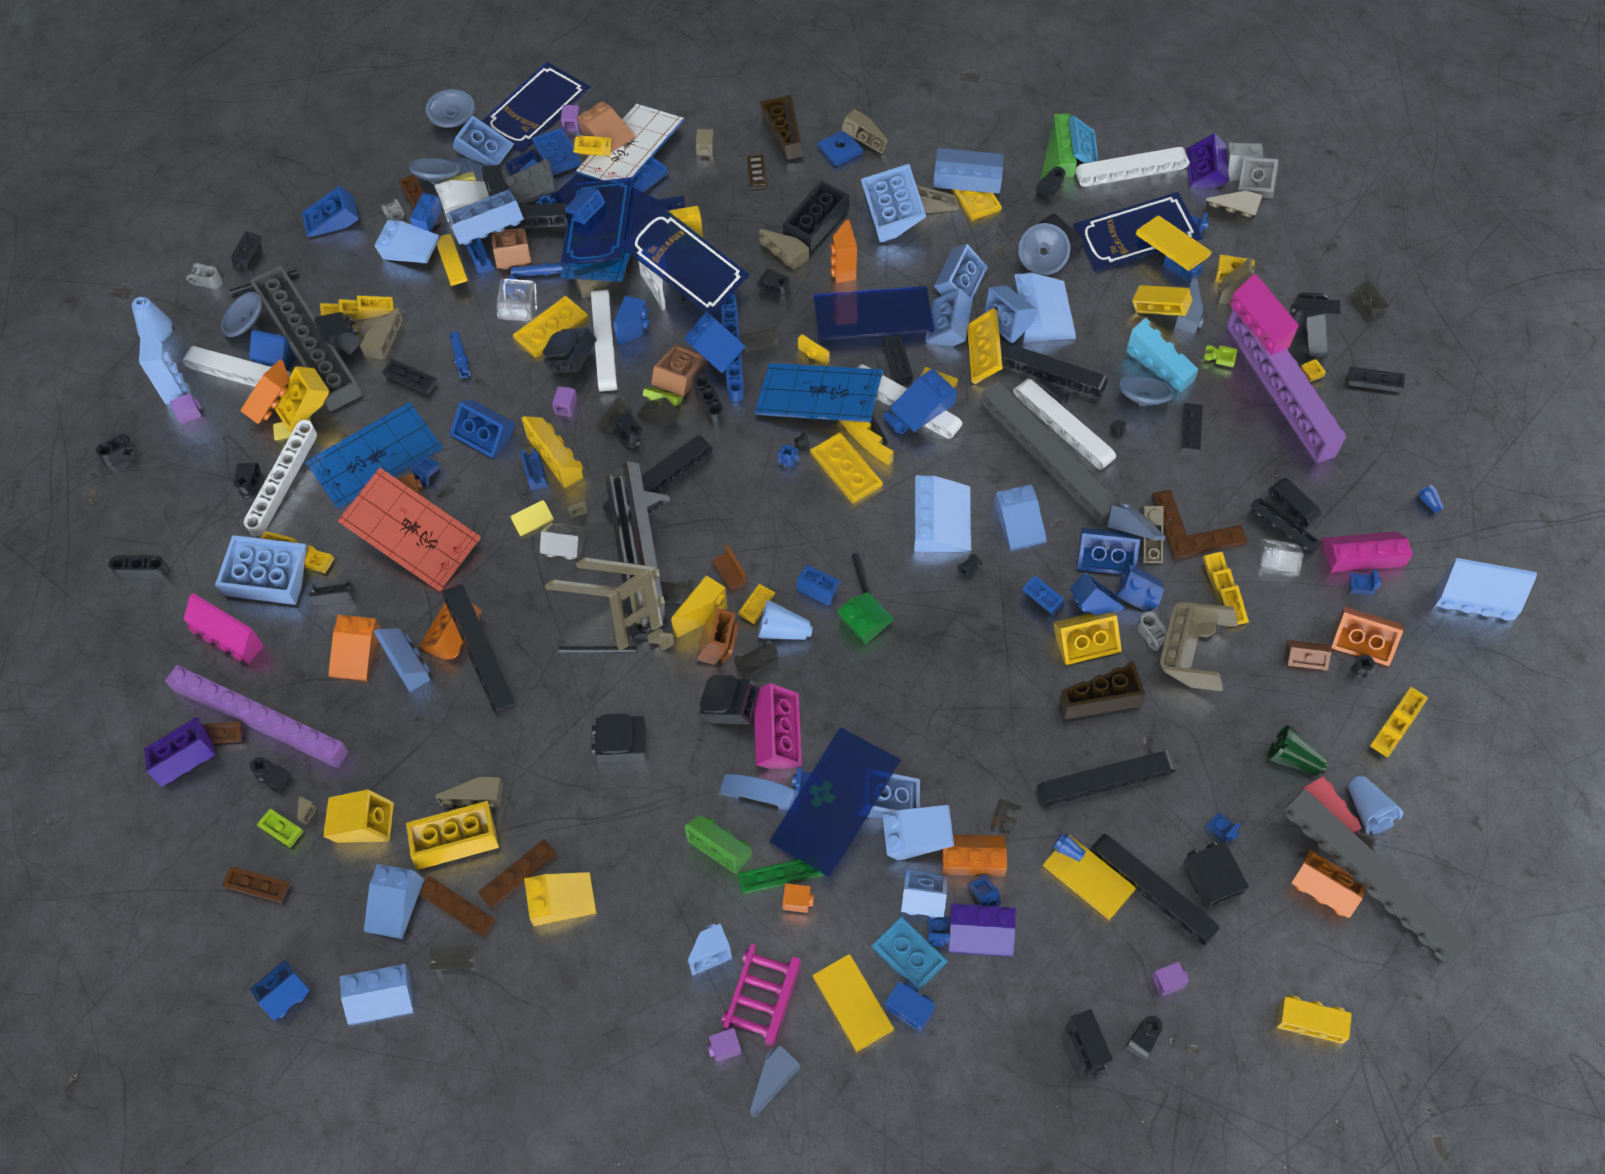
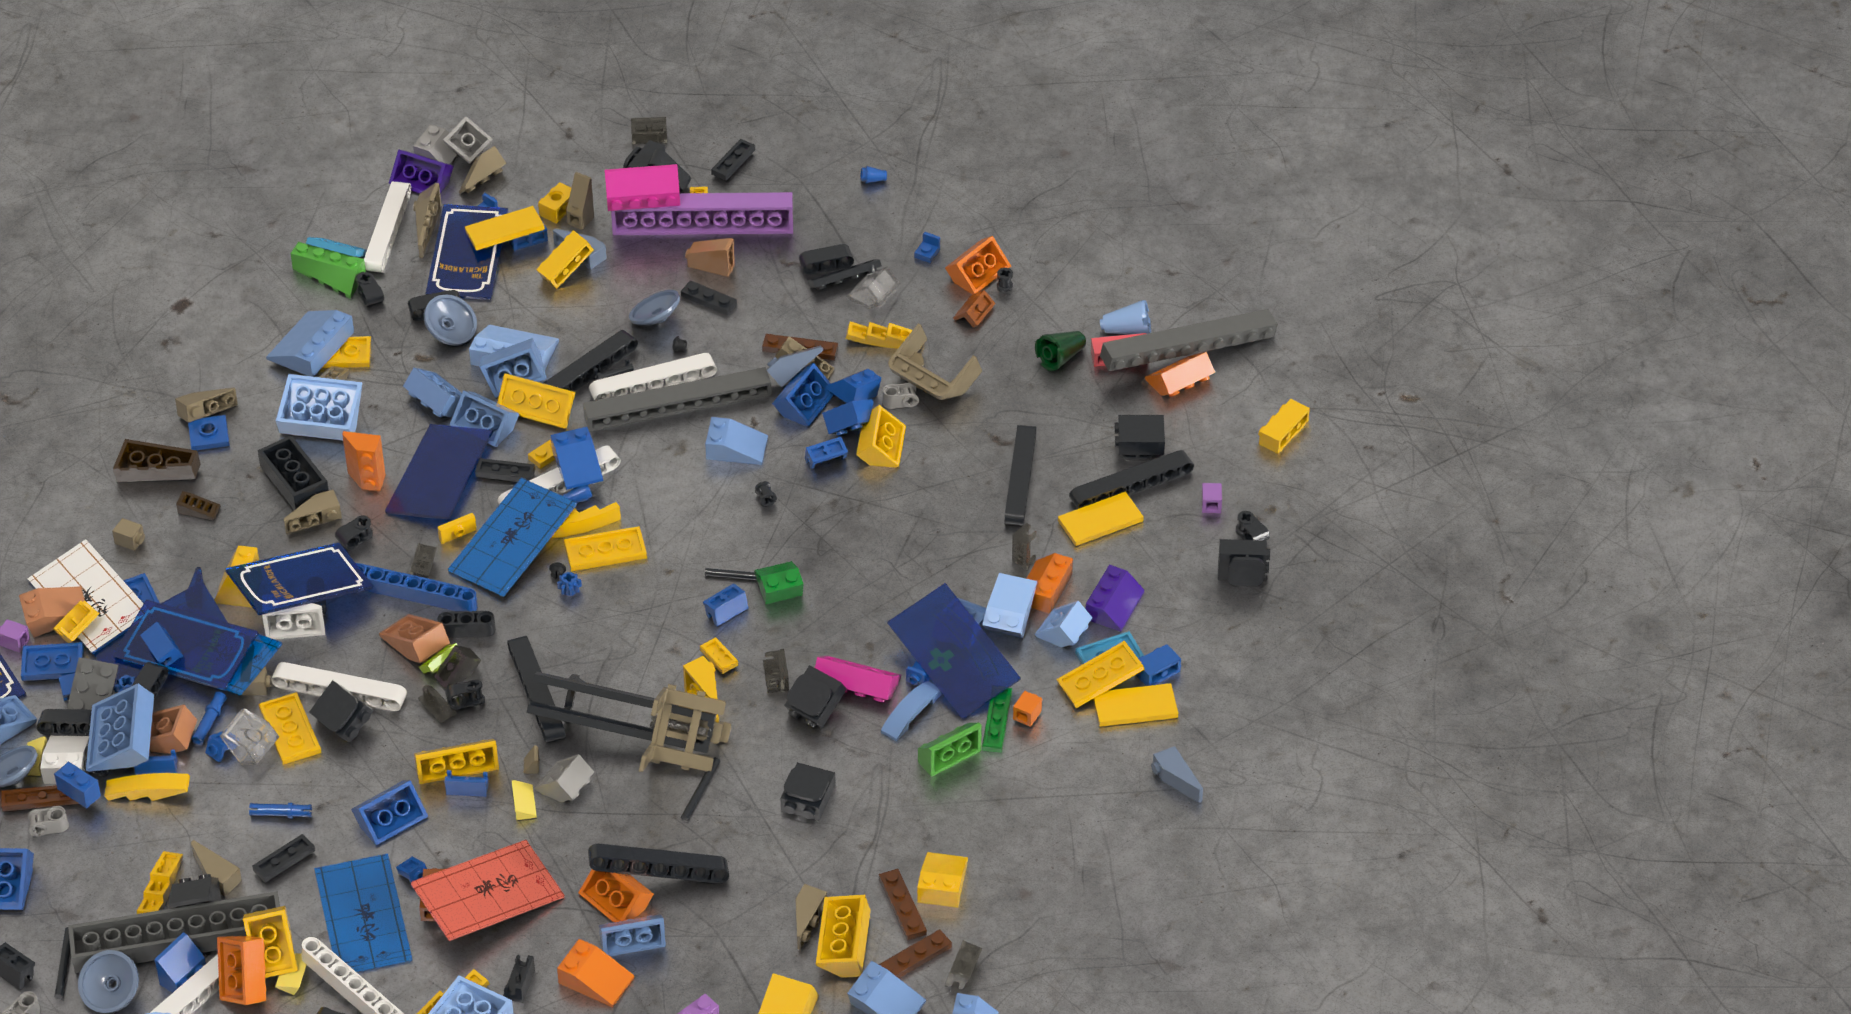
camera: 70 degrees left, 15 degrees down
(405, 242) = (100, 817): light blue slope -> none
(525, 157) = (48, 681): clear blue slope -> none
(564, 401) = (398, 736): medium lavender brick -> none
(631, 320) = (331, 650): blue slope -> none
(709, 949) = (1045, 776): light blue slope -> none
(714, 342) = (409, 592): blue slope -> none
(718, 637) = (746, 684): dark orange brick -> none
(724, 1045) = (1133, 796): medium lavender brick -> none
(730, 570) = (669, 661): dark orange panel -> none
(777, 1010) = (1104, 743): dark pink fence -> none
(782, 624) = (751, 641): light blue cone -> none
(871, 953) = (1100, 674): none -> yellow tile
(938, 931) = (1100, 629): blue bracket -> none
(941, 515) = (699, 498): light blue slope -> none
(984, 891) = (1080, 585): blue bracket -> none
(1068, 847) = (1070, 517): cone -> none
(1104, 693) = (944, 444): dark brown wedge -> none
(1152, 188) = (427, 210): none -> dark tan wedge
(1160, 357) = (623, 286): medium azure wedge -> none
(1217, 539) = (832, 322): reddish brown plate -> none
(1222, 828) = (1101, 421): blue bracket -> none
(1223, 355) = (646, 245): lime plate -> none
(1238, 410) = (712, 256): none -> medium nougat slope
(1367, 551) = (899, 233): dark pink slope -> none
(1399, 722) = (1064, 279): yellow slope -> none
(1484, 589) = (980, 175): light blue slope -> none

